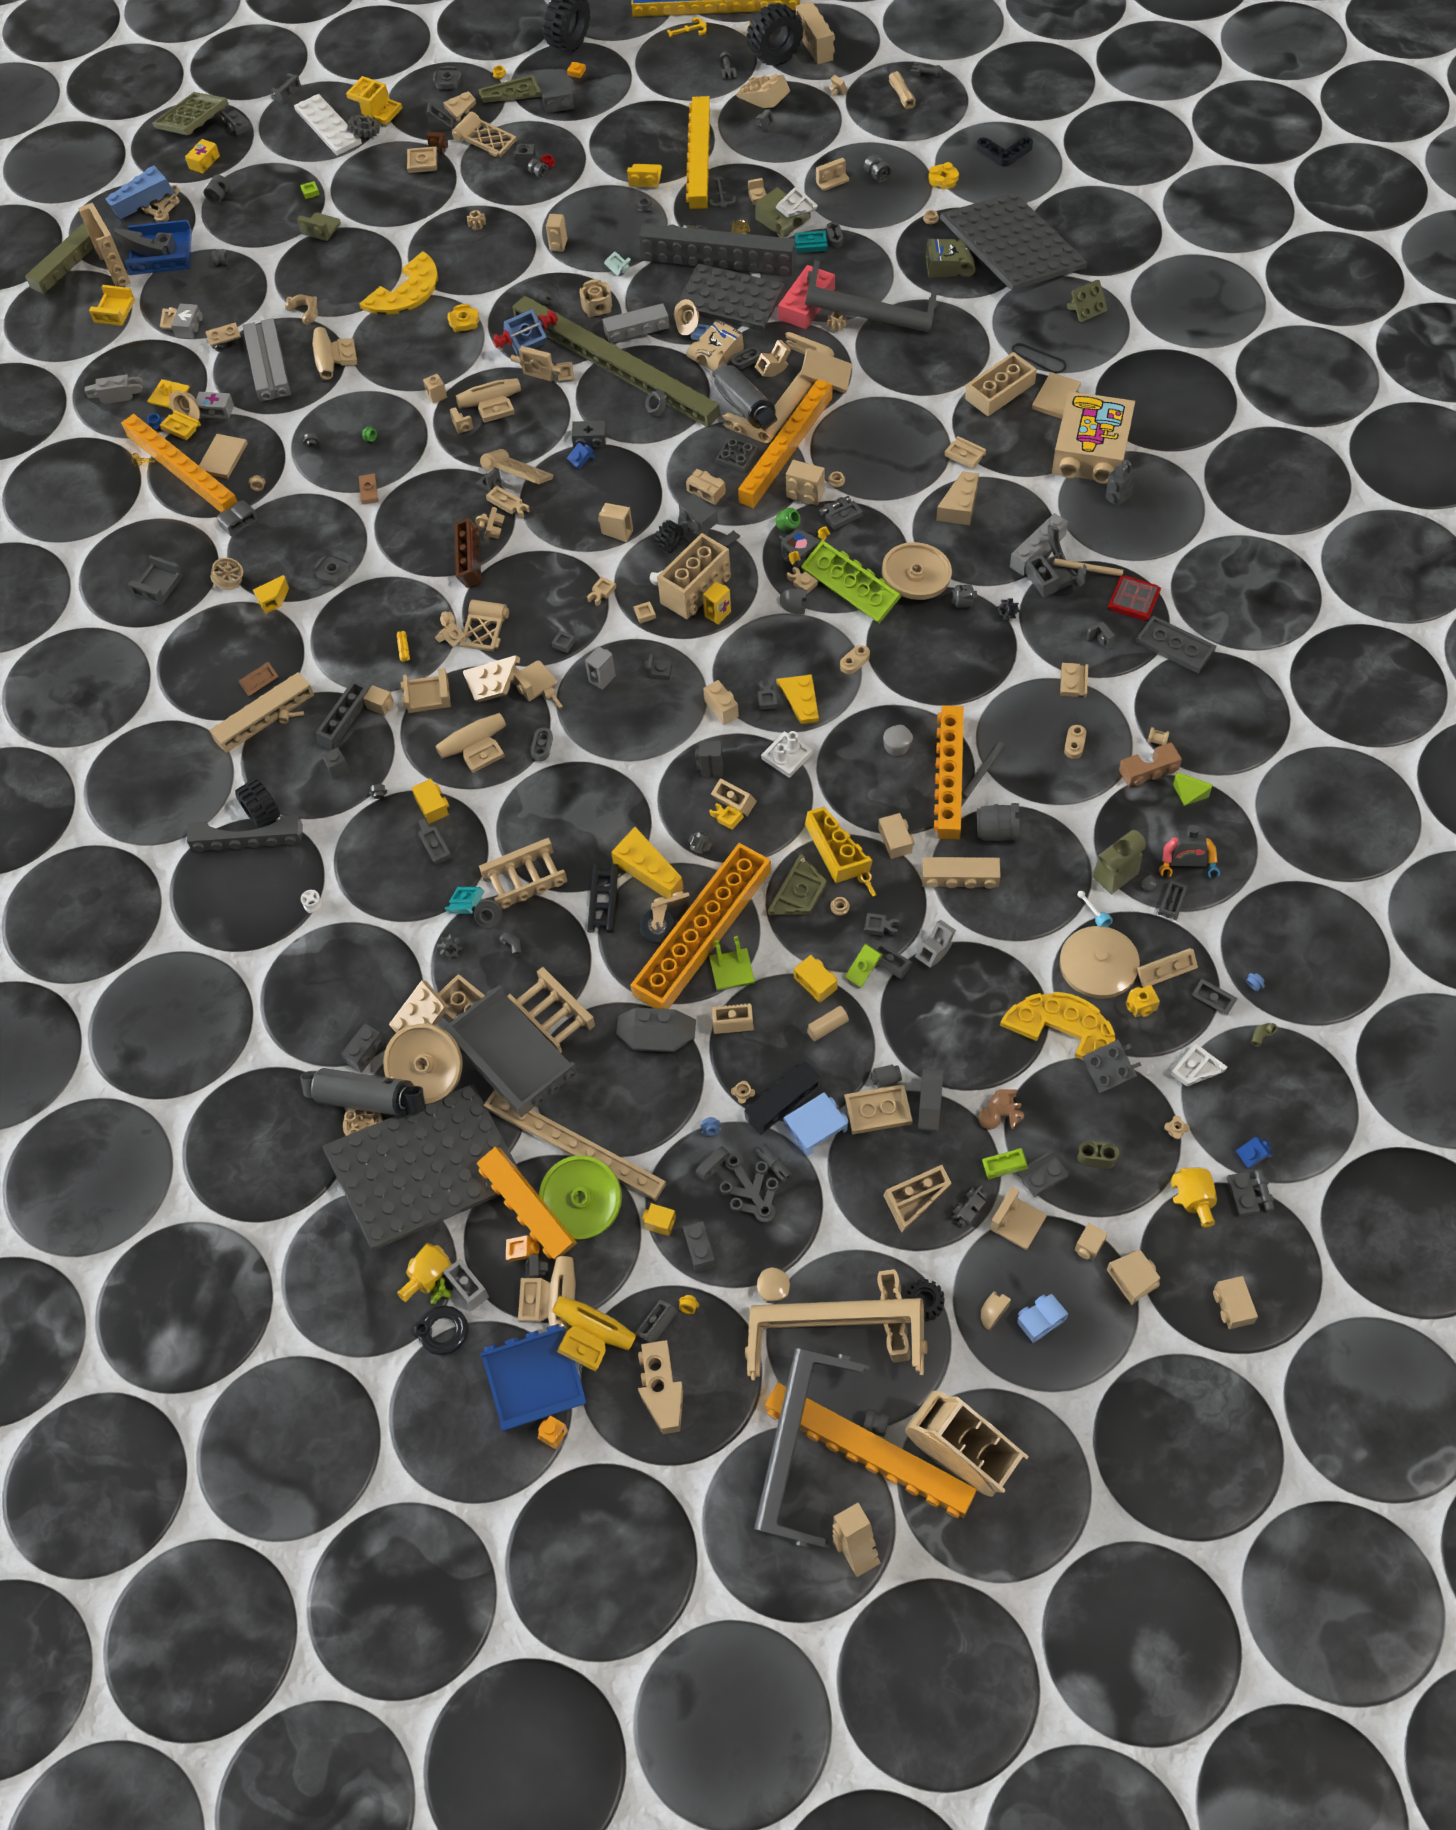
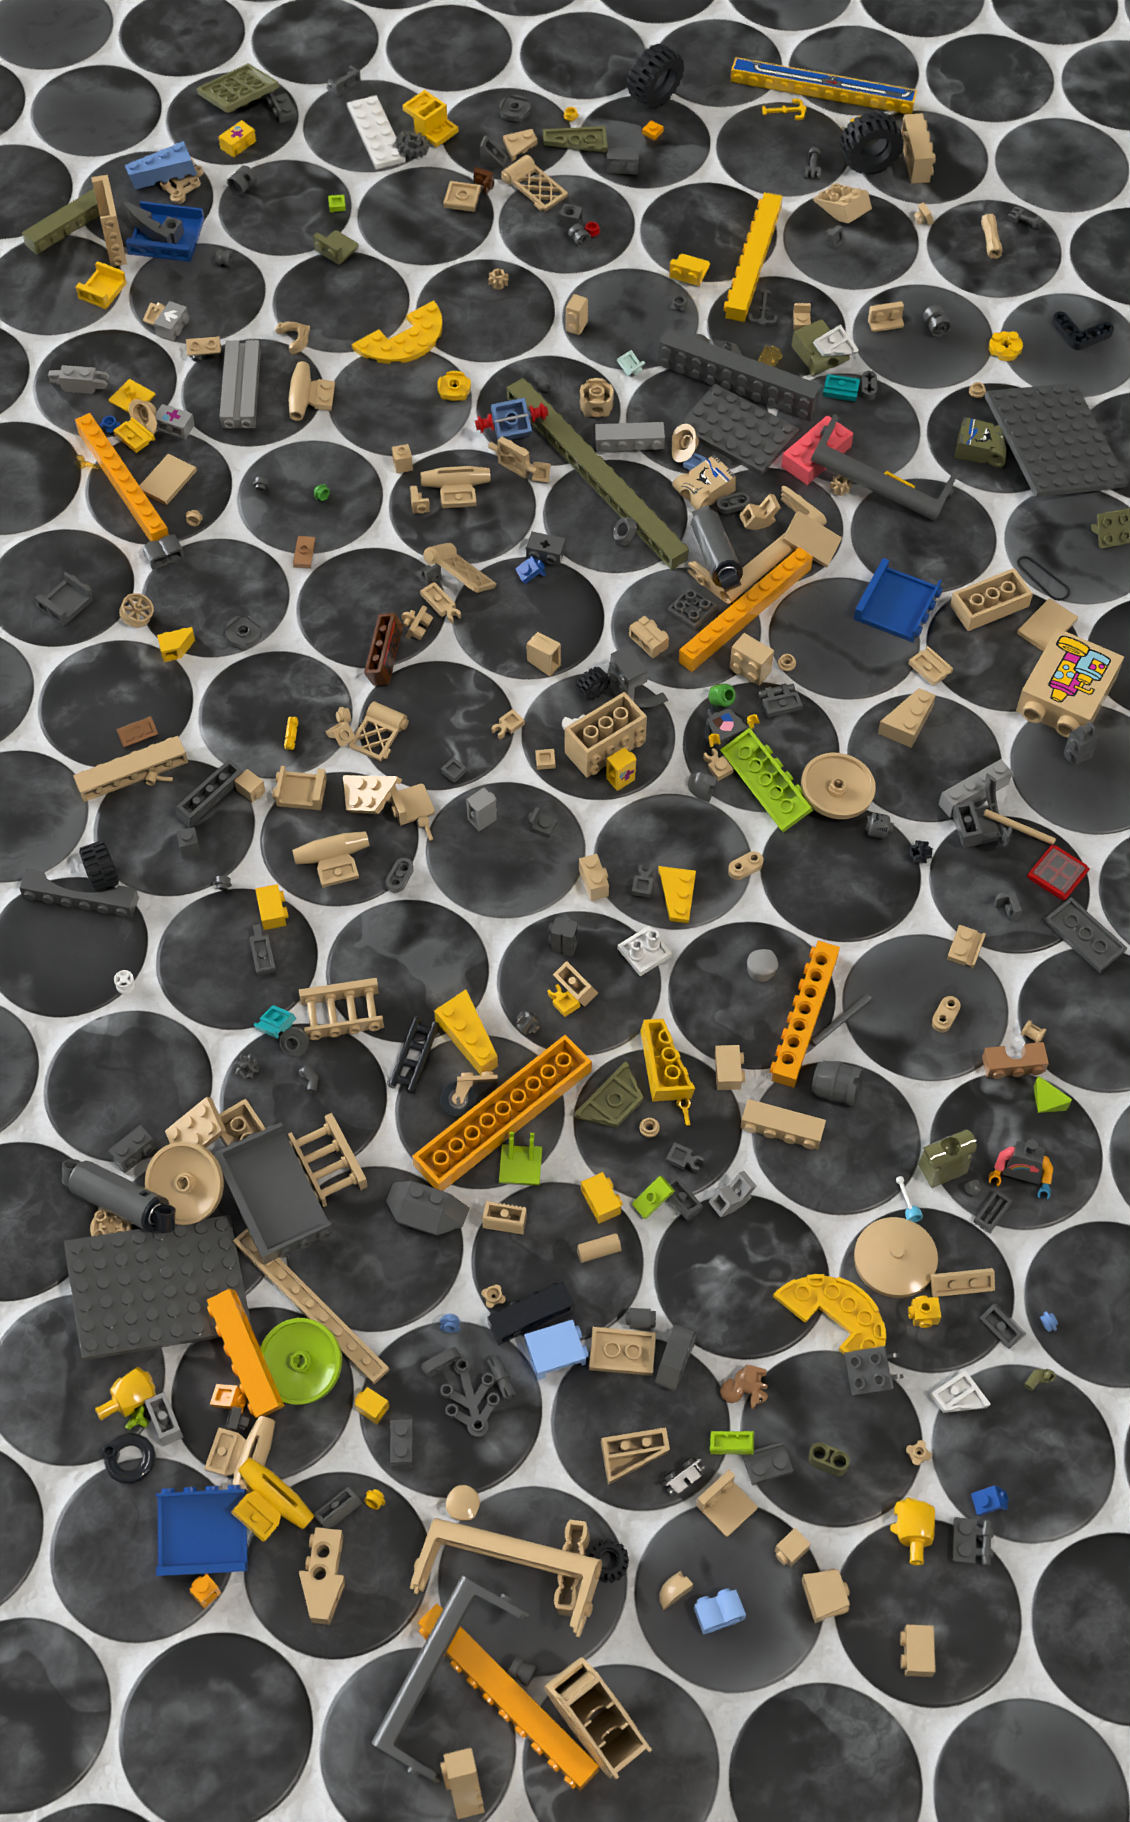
camera: 10 degrees right, 0 degrees up
(918, 407) = (897, 602): none -> blue panel

